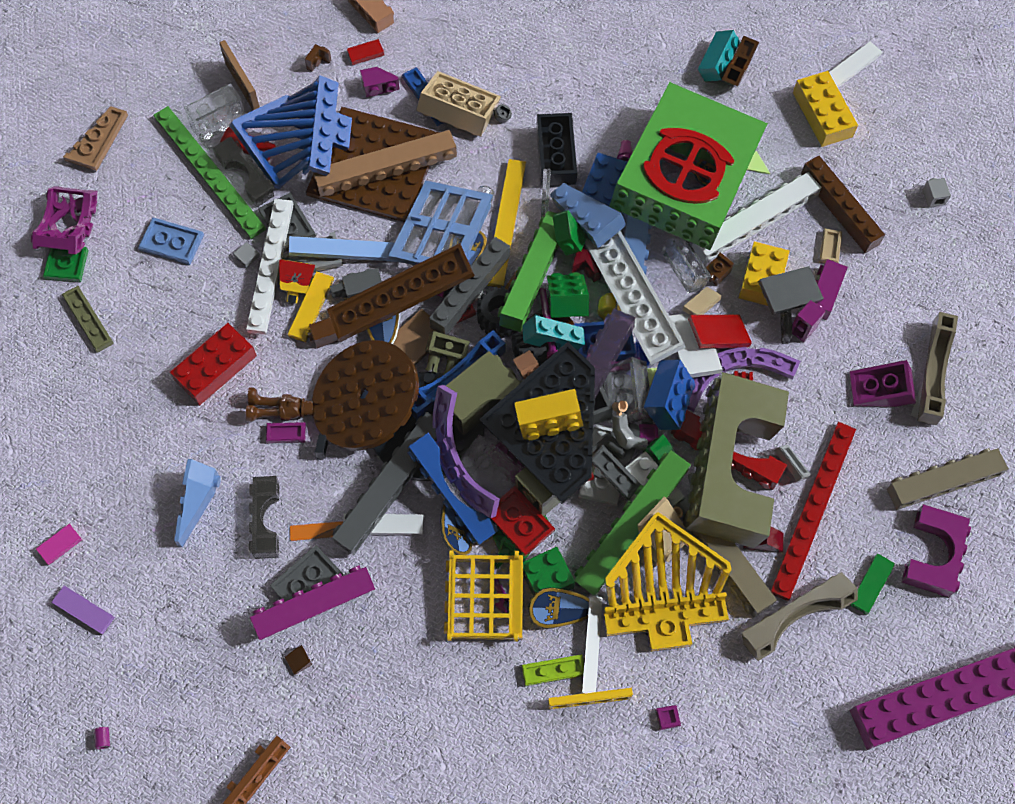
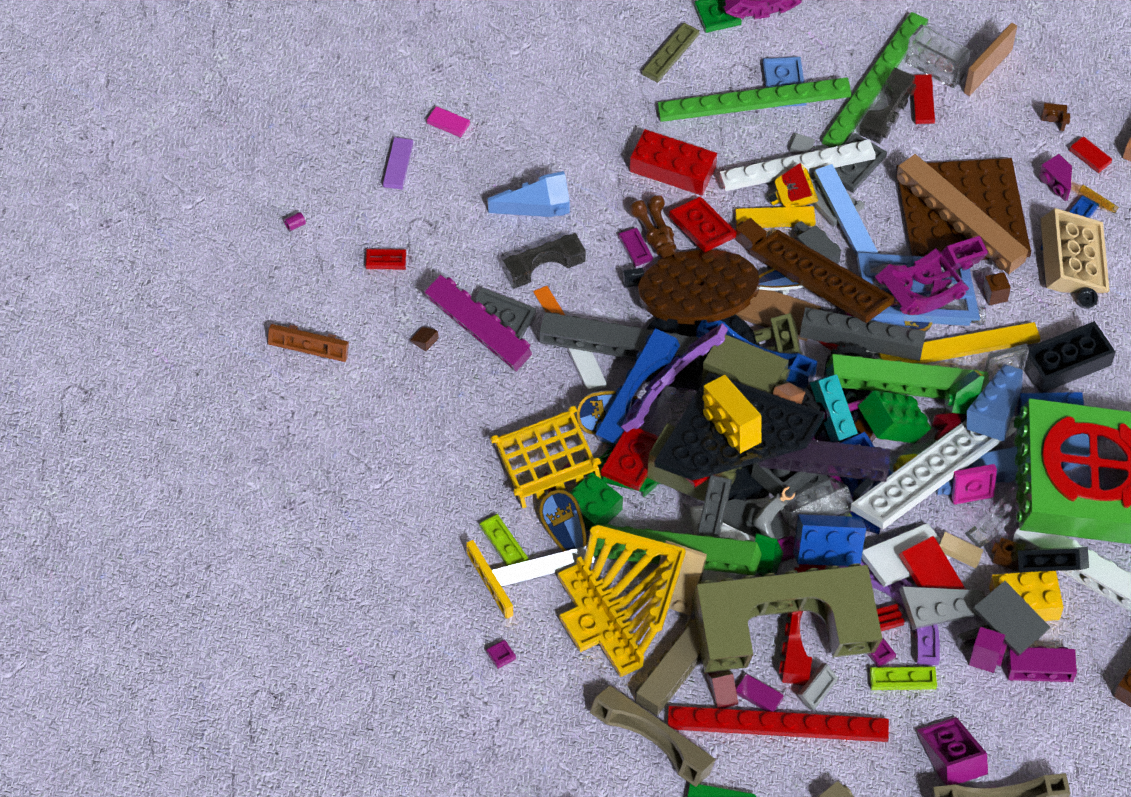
camera: 70 degrees right, 10 degrees down
(179, 273) = (754, 99): none -> bright green plate
(192, 676) = (389, 259): none -> red tile
(292, 367) = (702, 224): none -> red plate
(318, 125) = (967, 142): blue plate -> none
(412, 64) = (1099, 199): none -> clear yellow tile
(429, 178) = (965, 253): none -> magenta brick
(442, 233) = (912, 303): none -> magenta fence
(466, 171) = (996, 288): none -> reddish brown brick
(635, 348) = (863, 488): none -> black tile
(651, 262) = (974, 484): none -> dark pink tile
(749, 237) = (1053, 559): none -> black brick
(754, 338) = (938, 605): none -> light grey wing
(785, 510) = (759, 694): none -> magenta tile
(802, 395) = (903, 678): none -> lime tile
(830, 245) = (1101, 658): tan tile -> none

